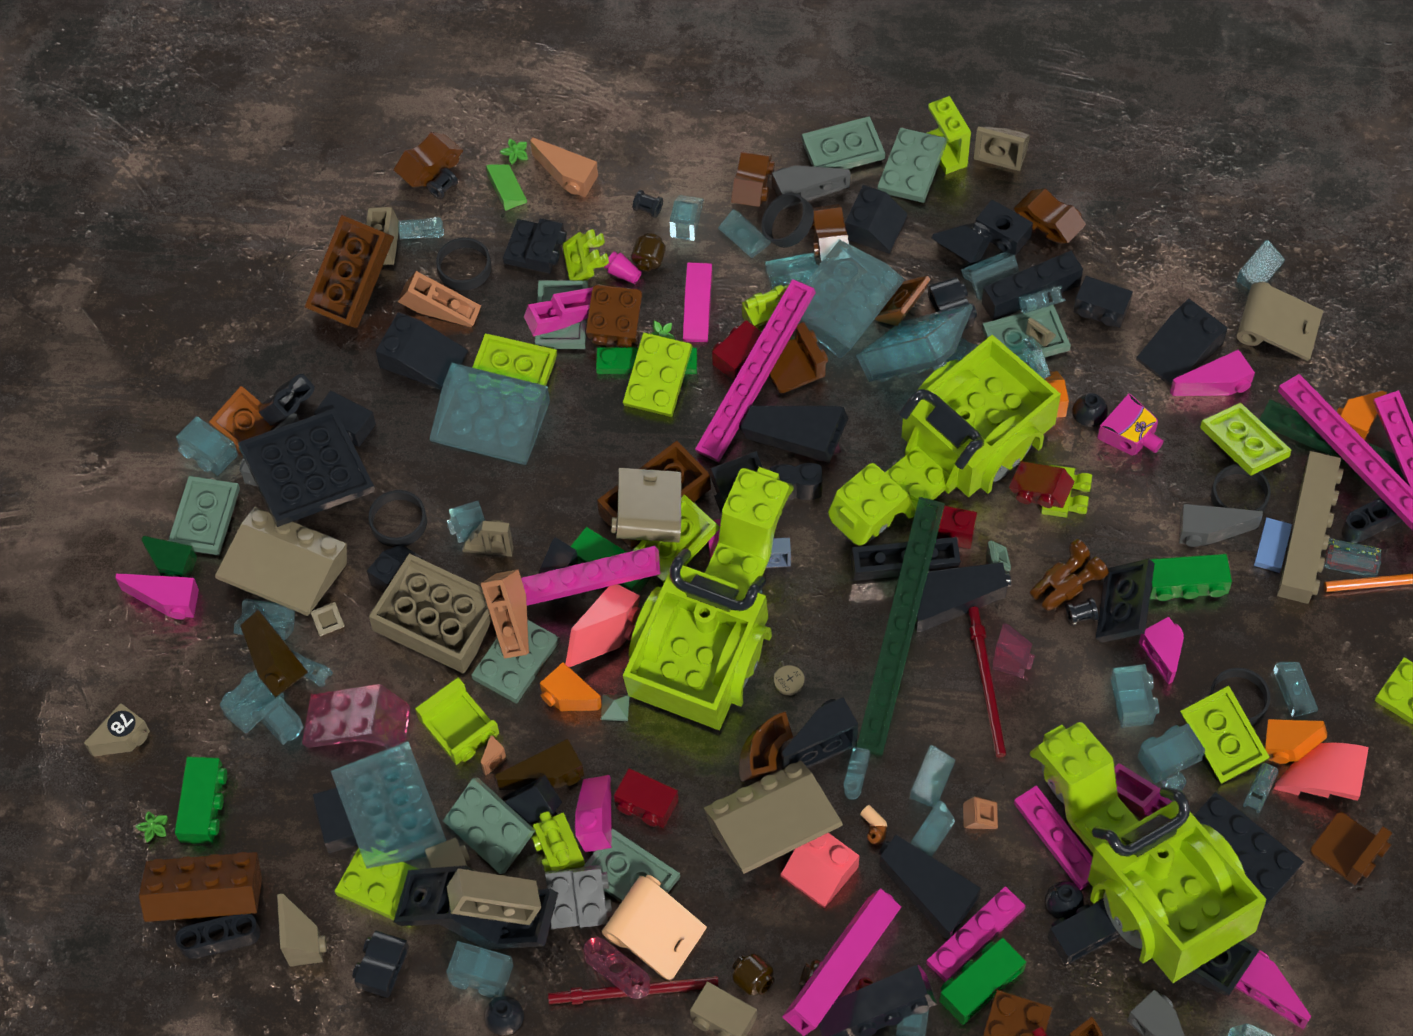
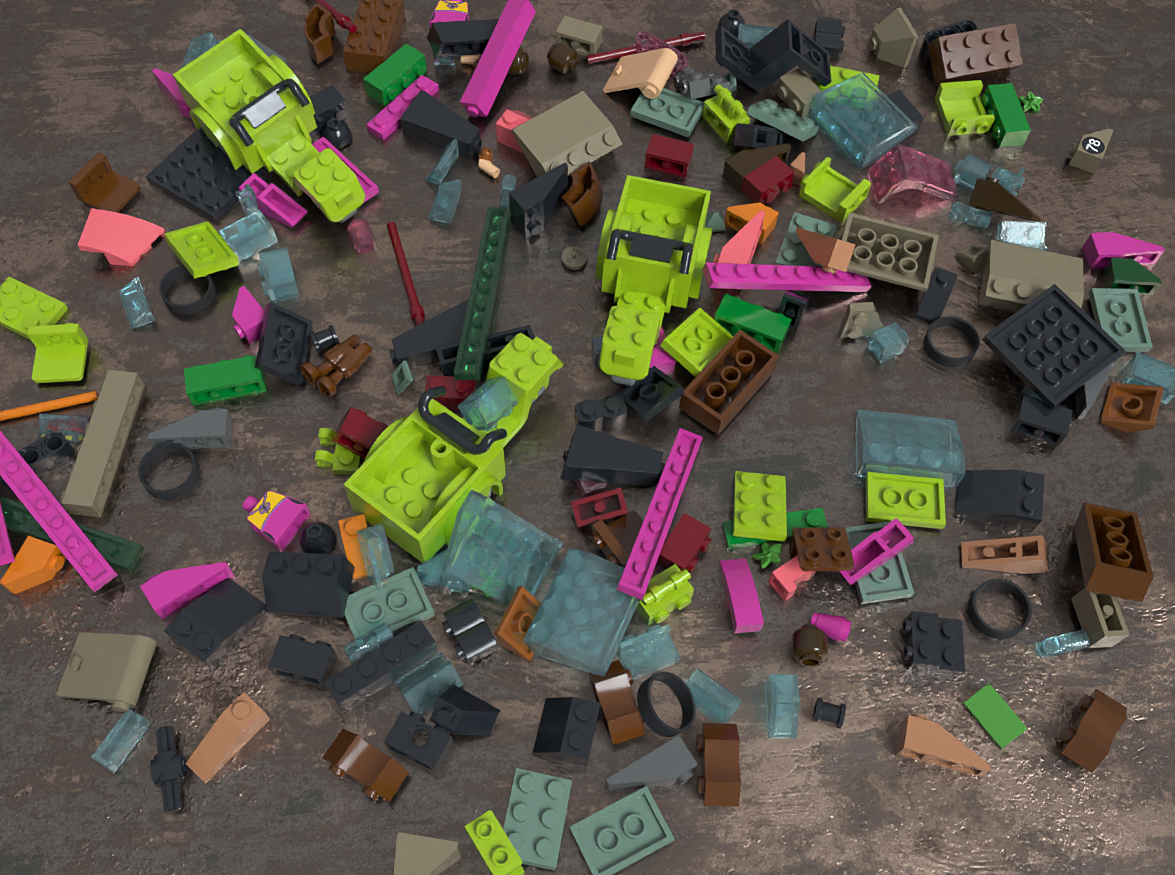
camera: 165 degrees right, 0 degrees up
(248, 818) = (962, 108): none -> lime panel
(286, 399) = (1105, 417): black brick -> none
(442, 183) = (1065, 704): black bush -> none
(493, 897) = (761, 32): dark tan brick -> none
(515, 151) = (1003, 770): bright green plant -> none
(533, 738) = (767, 181): none -> dark red brick
(578, 257) = (883, 632): lime plate -> none
(594, 814) = (706, 135): dark pink slope -> none
(648, 505) = (731, 348): dark tan door -> none
(650, 311) = (787, 577): none -> coral leg
(815, 387) = (598, 507): none -> dark red brick
(913, 463) = (489, 404): none -> clear light blue brick
(980, 814) = (405, 182): nougat slope -> none
(1012, 652) = (385, 289): clear pink slope -> none
(1033, 731) = (361, 236): none -> clear pink brick
(1039, 332) = (369, 603): dark tan slope -> none
(1097, 361) = (307, 584): none -> black slope
(1164, 256) = (227, 737): none -> nougat slope
(1216, 238) = (168, 769): none -> black axle
(1245, 439) = (157, 517): lime plate -> none
(1261, 785) = (177, 220): clear light blue bar -> none
(1272, 545) = (143, 422): medium blue tile -> none
(1293, 739) = (142, 253): orange slope -> none
(1372, 630) = (59, 352): none -> lime bracket

